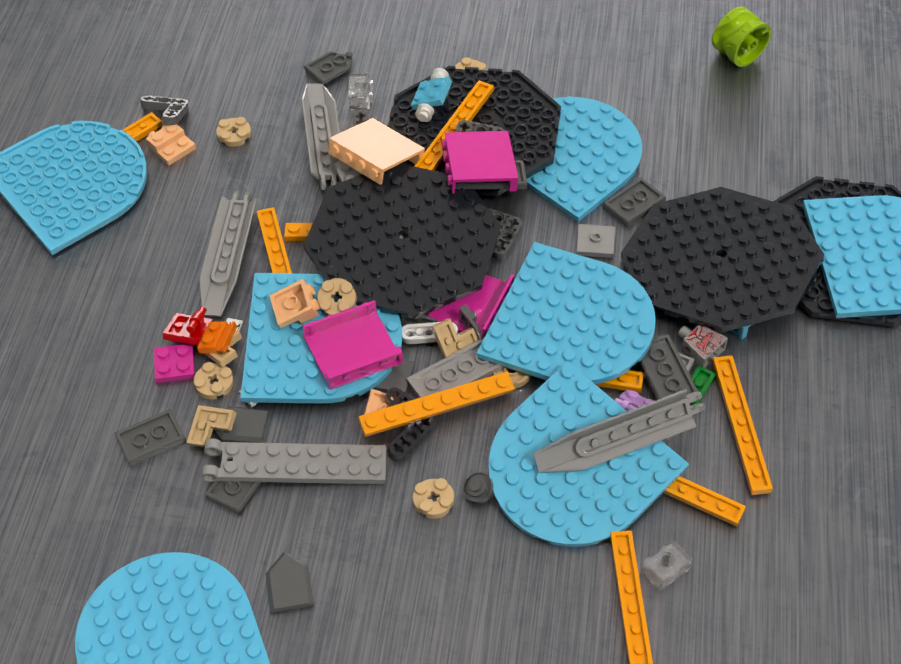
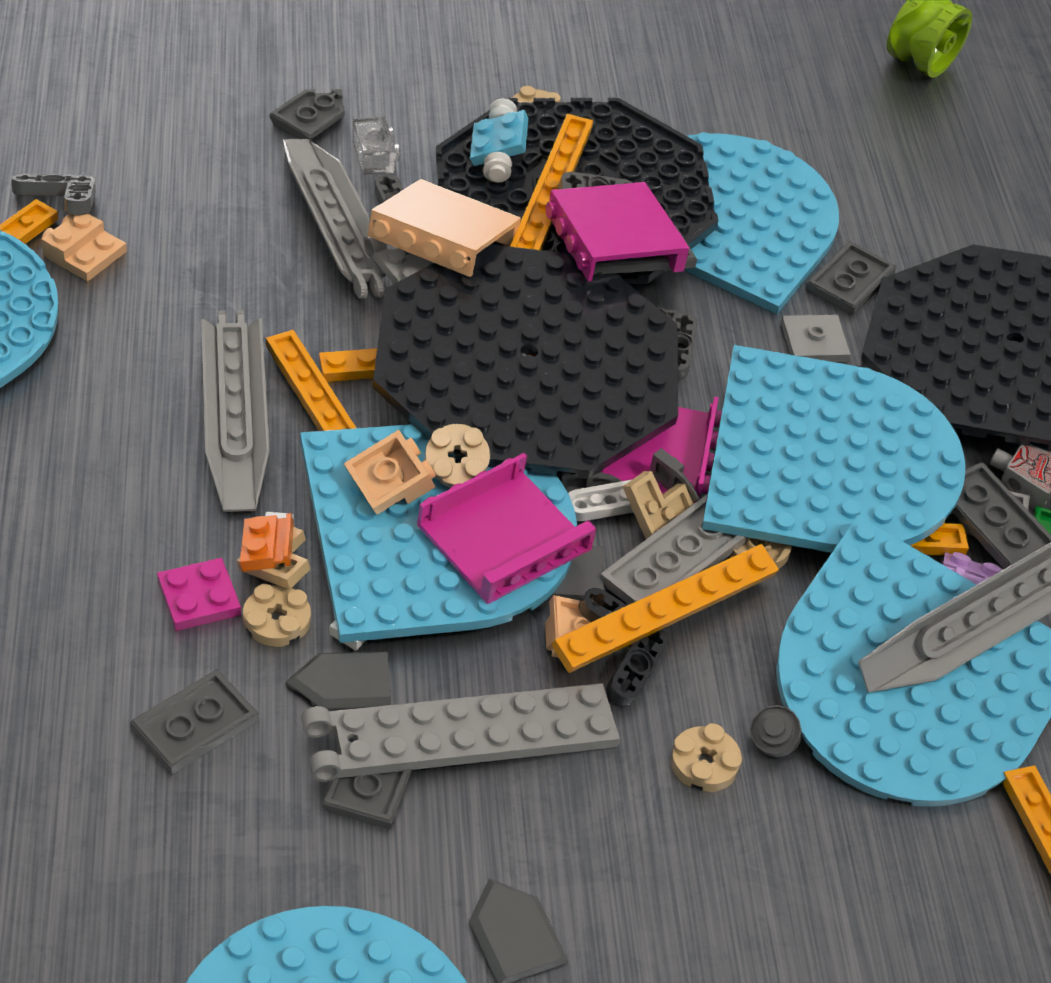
camera: 20 degrees left, 5 degrees down
(187, 328) = (210, 534): red plate -> none
(208, 419) = (293, 677): tan plate -> none
(225, 129) = (171, 216): tan plate -> none

